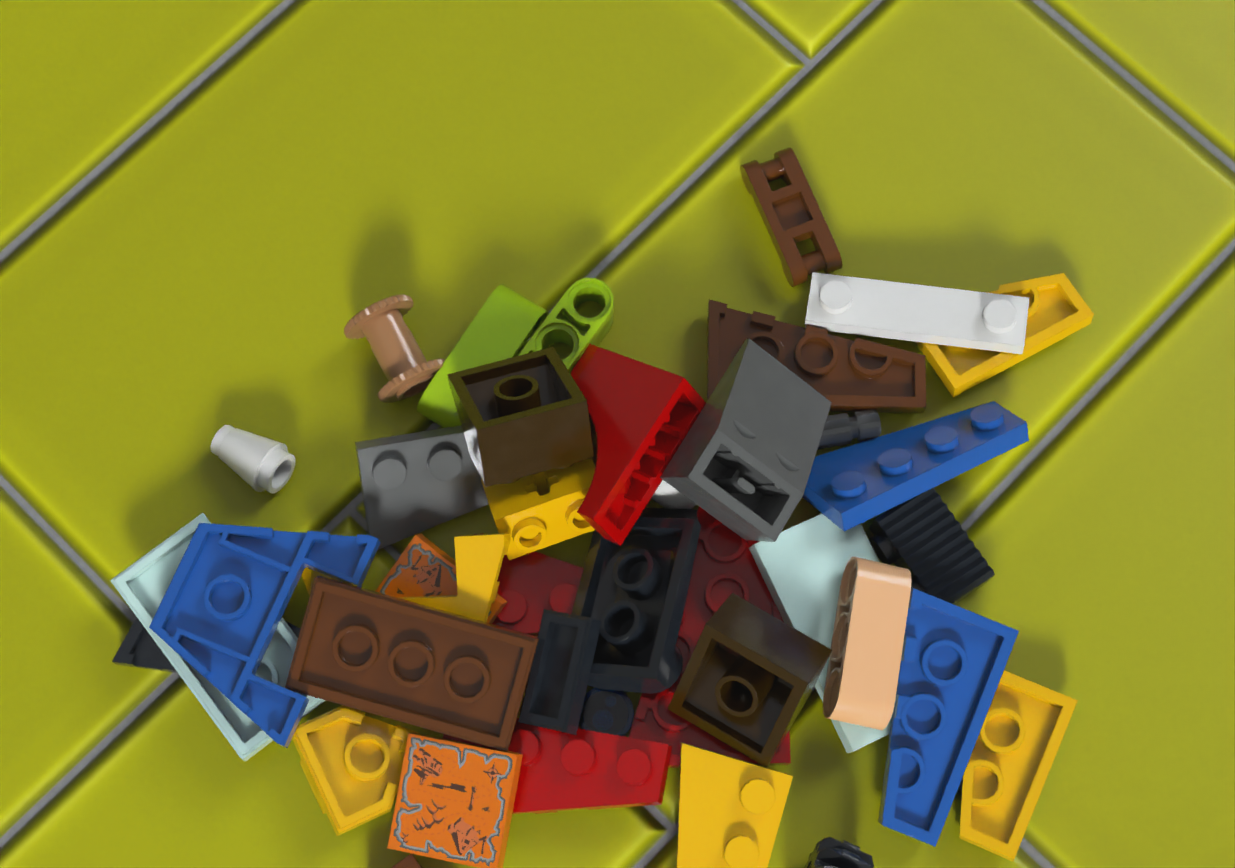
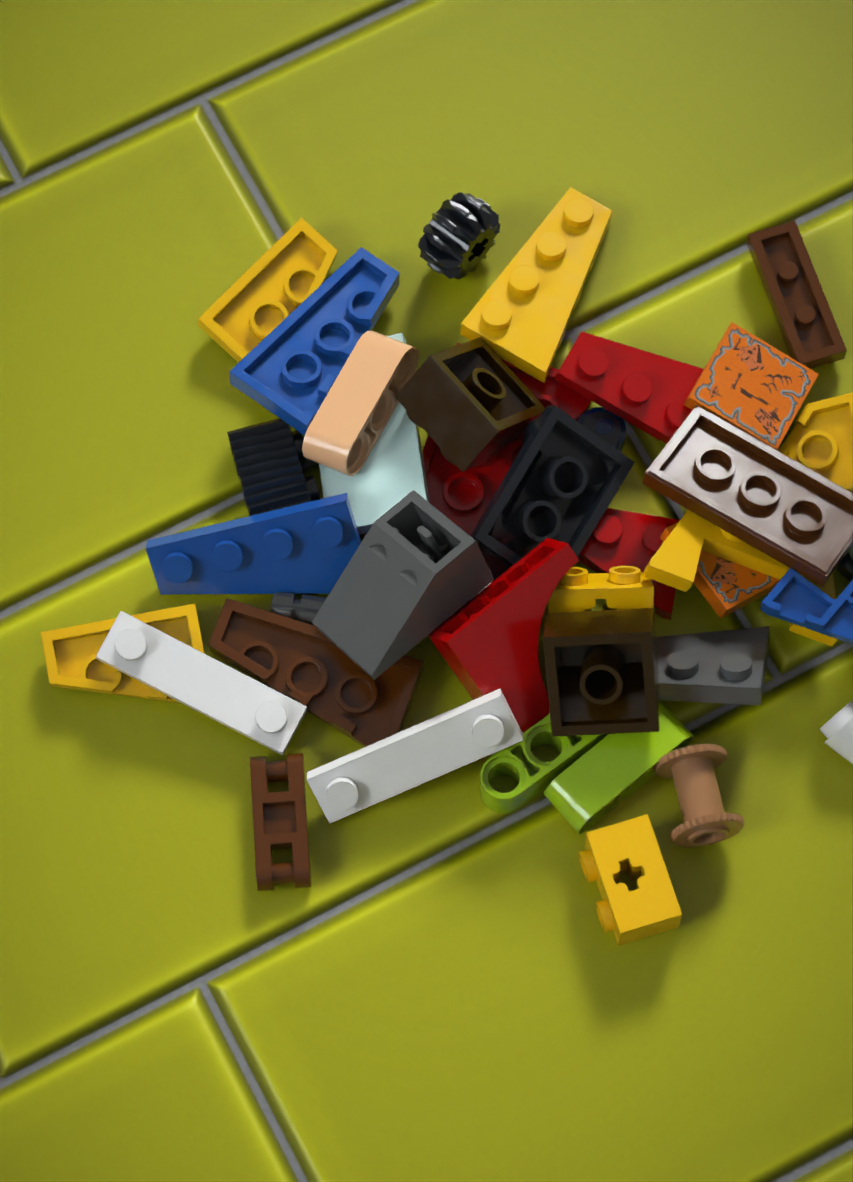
camera: 160 degrees left, 5 degrees down
(446, 282) = (635, 850): none -> yellow brick
(560, 671) = (630, 453): black tile -> none
(680, 297) = (414, 756): none -> white plate

